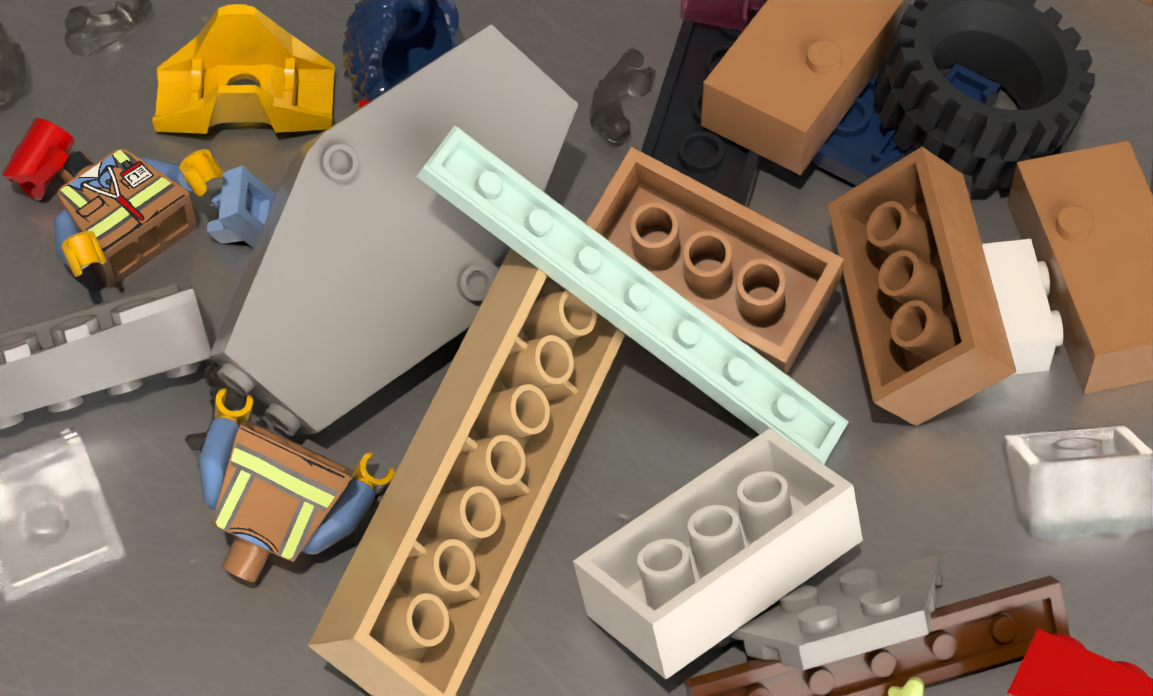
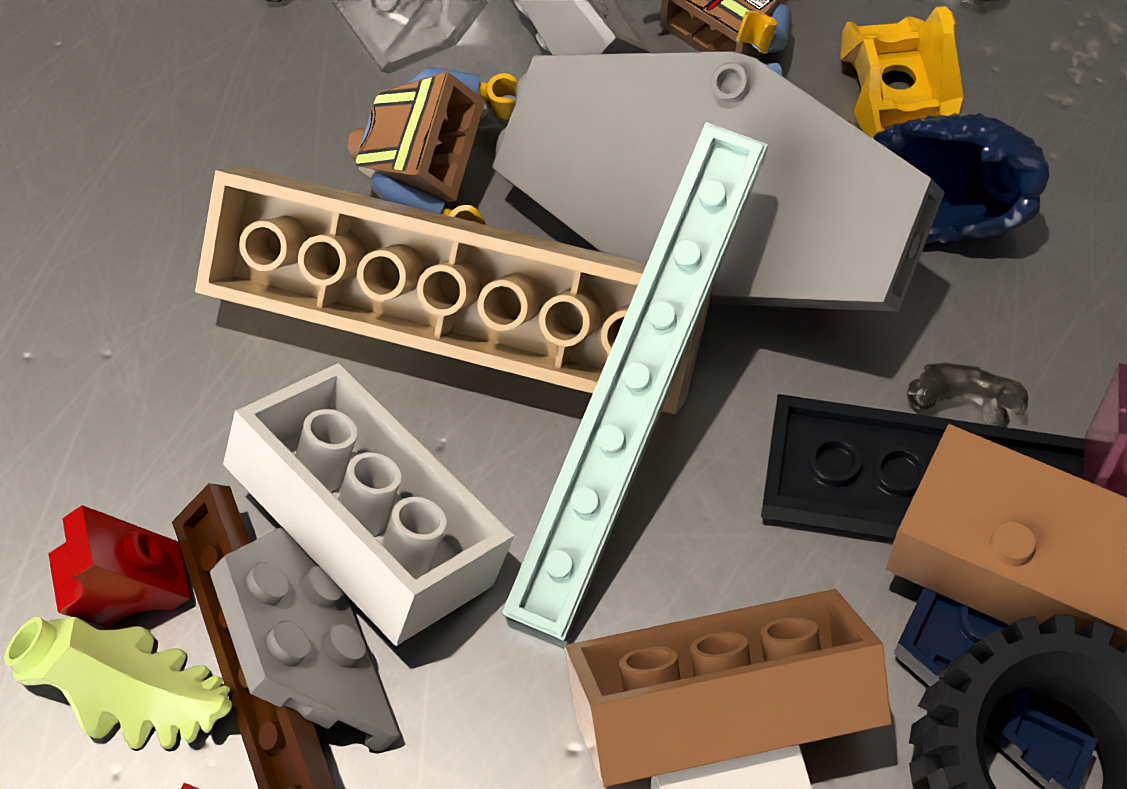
camera: 85 degrees right, 0 degrees up
(719, 255) = (723, 467): medium nougat brick -> none

